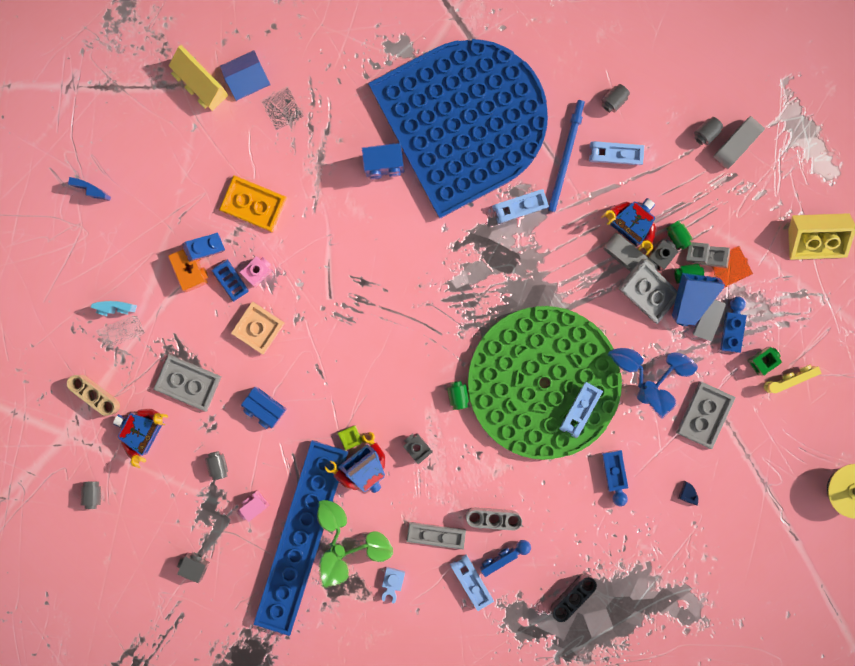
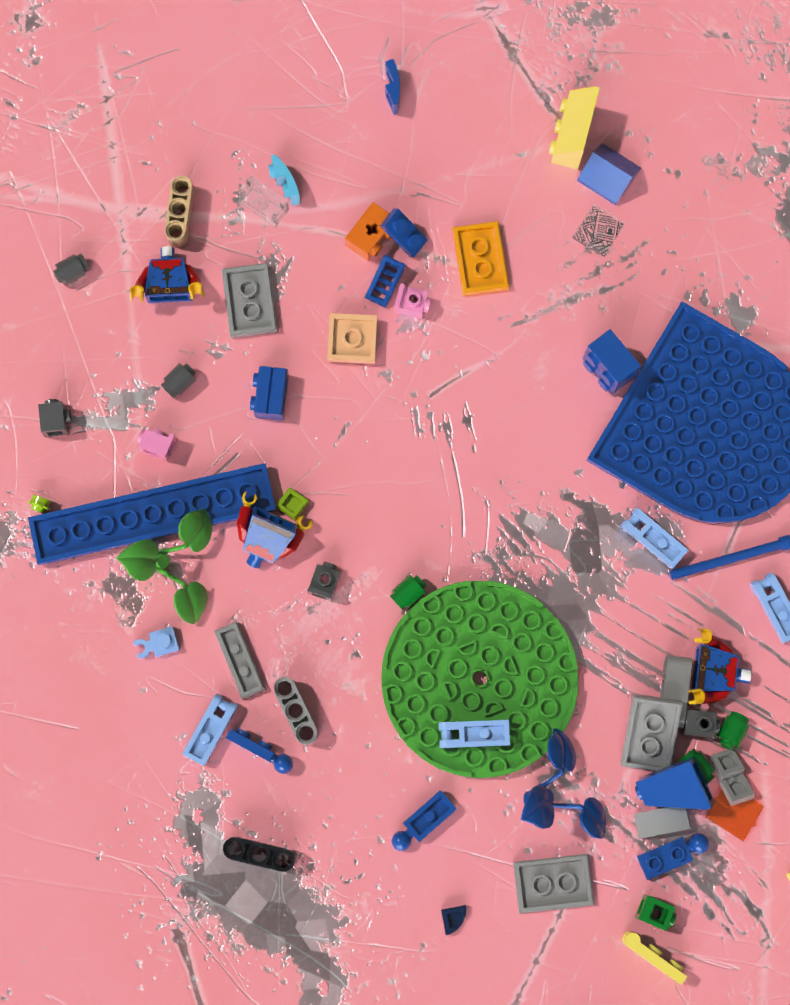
camera: 55 degrees right, 10 degrees down
(248, 610) = (39, 504): none -> lime plate

